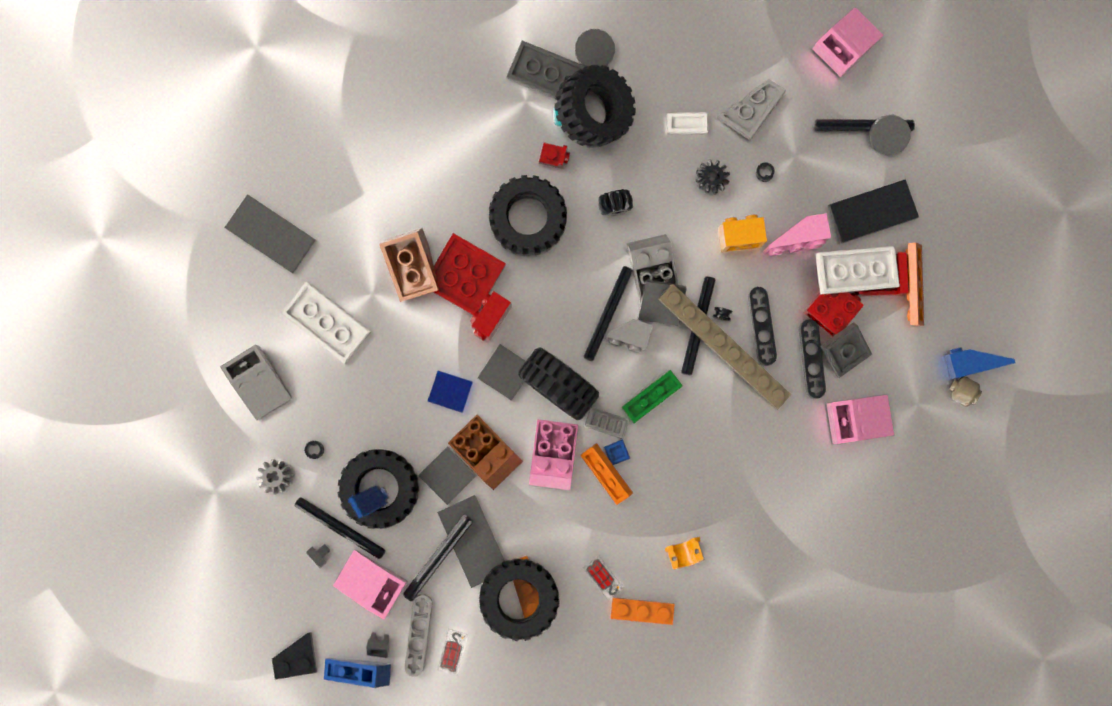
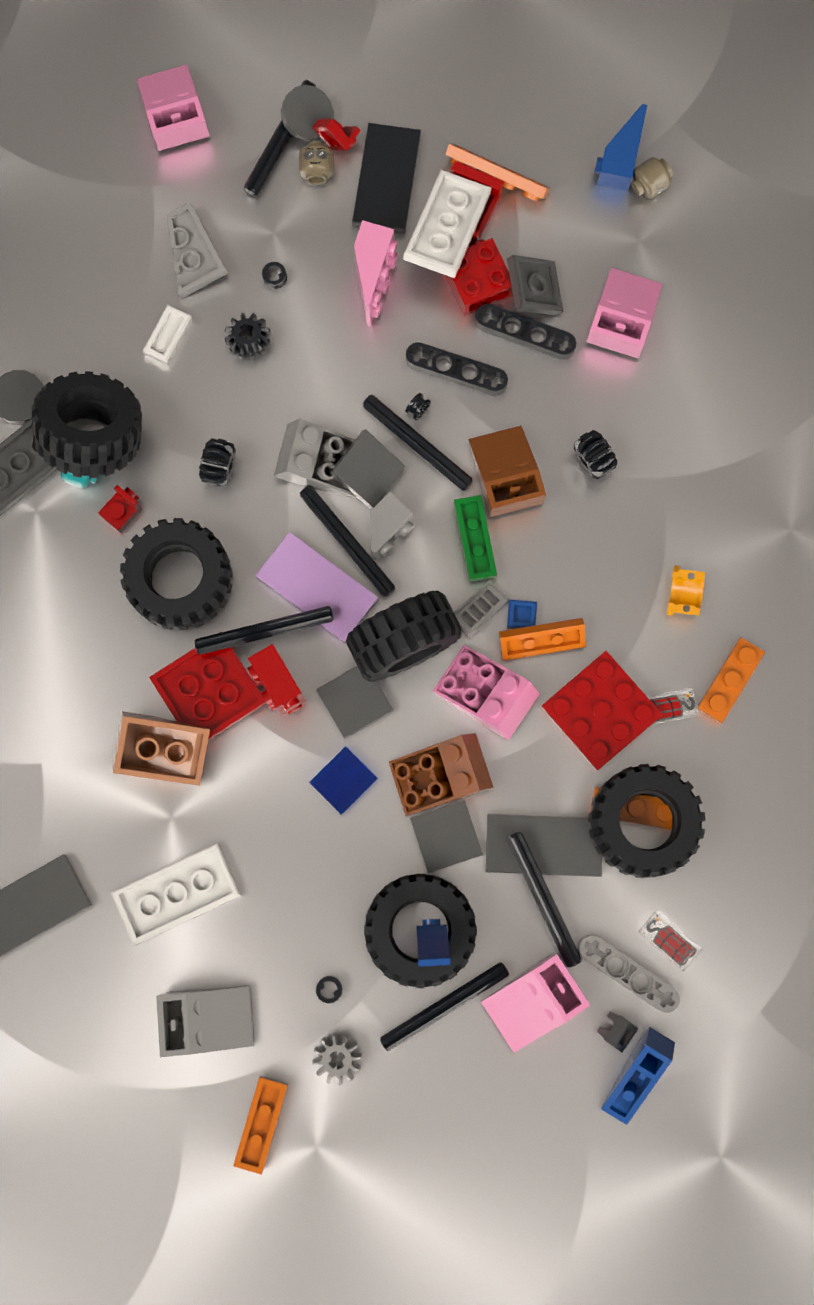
camera: 55 degrees left, 5 degrees down
(211, 449) = (260, 1125): none -> orange plate
(296, 659) = (584, 1148): black wing -> none
(317, 556) = (466, 1053): dark grey tile -> none
(520, 290) = (263, 630): none -> black axle
(567, 309) = (313, 583): none -> lavender tile
(579, 535) = (601, 710): none -> red plate
(708, 394) = (507, 471): none -> dark orange slope
(724, 346) = (457, 422): dark tan plate -> none
(742, 234) = (334, 333): light orange brick -> none
(748, 448) = (595, 454): none -> black gear
(857, 159) = (316, 163): none -> dark tan head
(883, 163) = (336, 136): none -> red bracket

